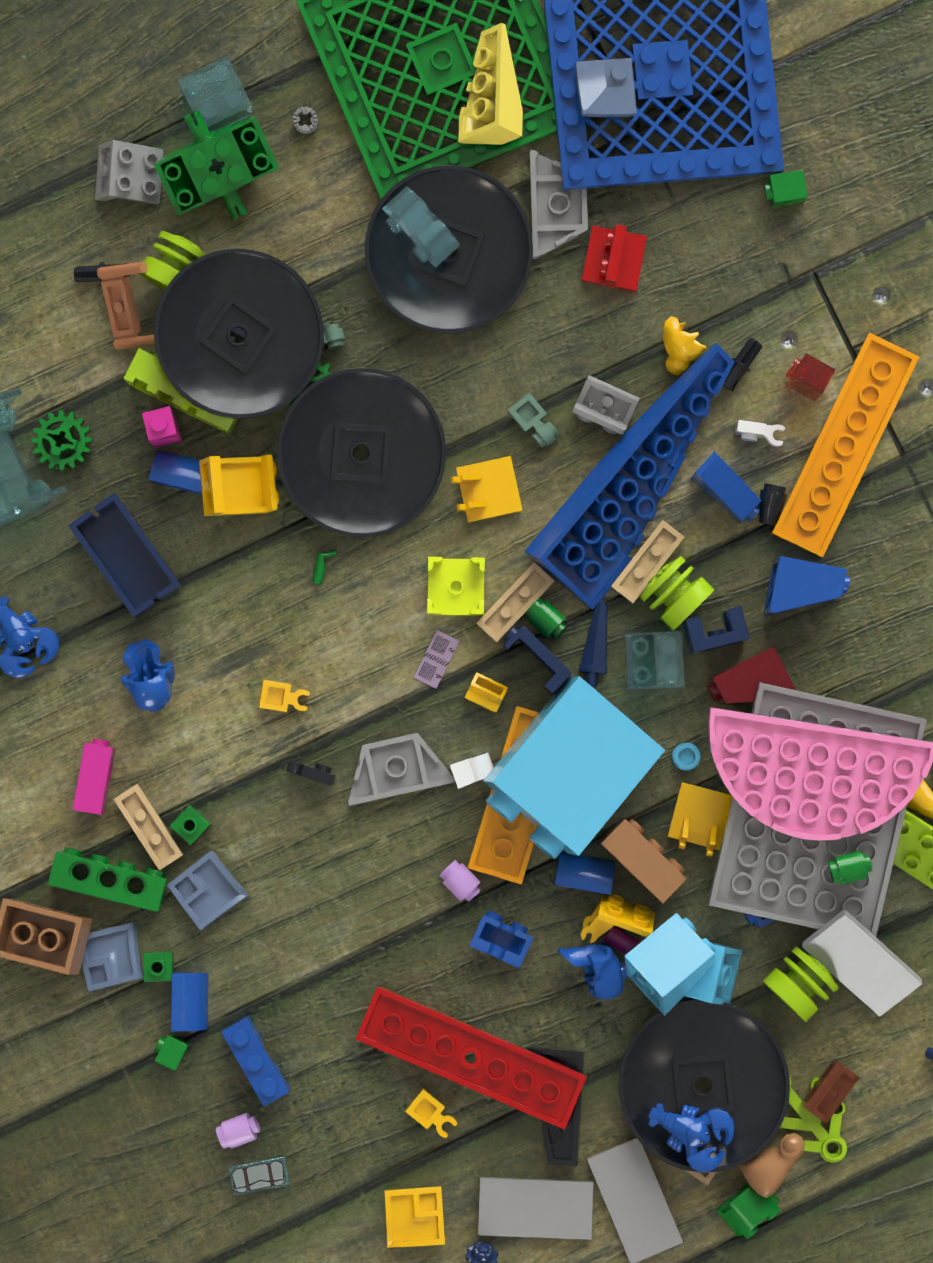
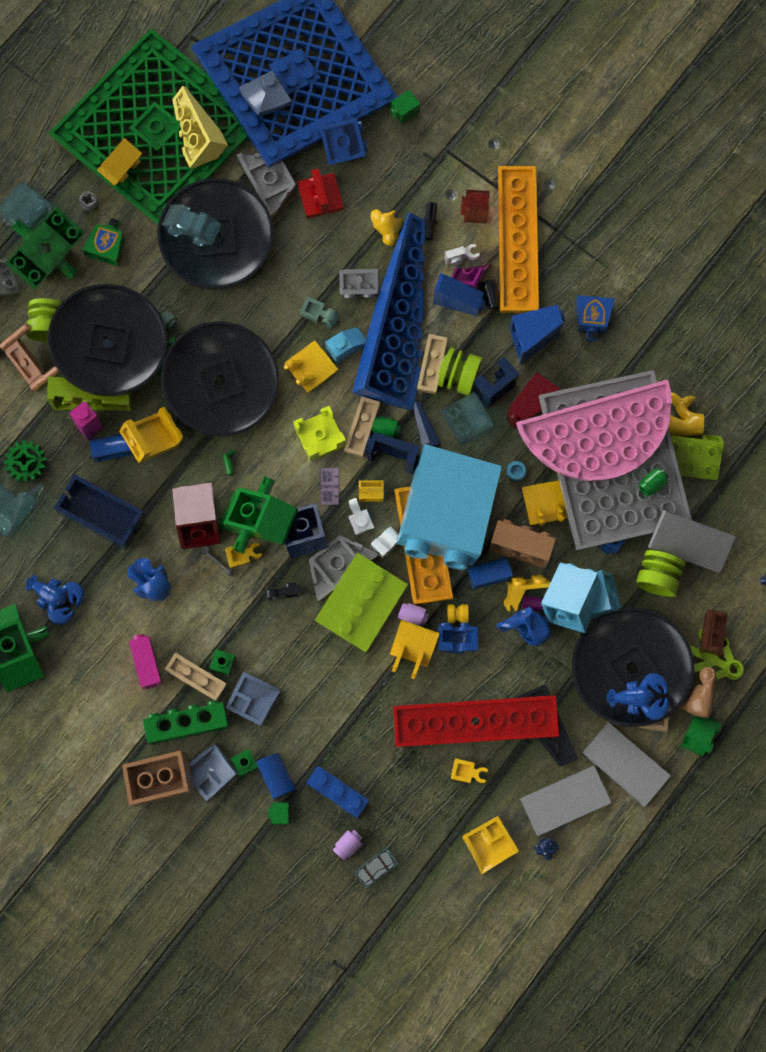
camera: 25 degrees left, 10 degrees down
(238, 668) = (205, 550): none -> dark grey hinge
(246, 617) = (196, 515): none -> slope
(300, 192) = (105, 243): none -> green torso
(321, 661) = (257, 516): none -> green slope
(369, 91) = (119, 162): none -> yellow brick
(372, 706) = (306, 532): none -> dark blue brick
(402, 833) = (361, 602): none -> lime plate
(442, 920) = (414, 645): none -> yellow plate
(453, 724) = (360, 519): none -> white plate
(517, 907) = (459, 613): none -> yellow wheel
(549, 480) = (345, 344): none -> medium azure slope
(680, 200) = (343, 141): none -> blue plate
(755, 465) = (471, 276): none -> magenta slope
(890, 598) = (593, 315): none -> blue torso

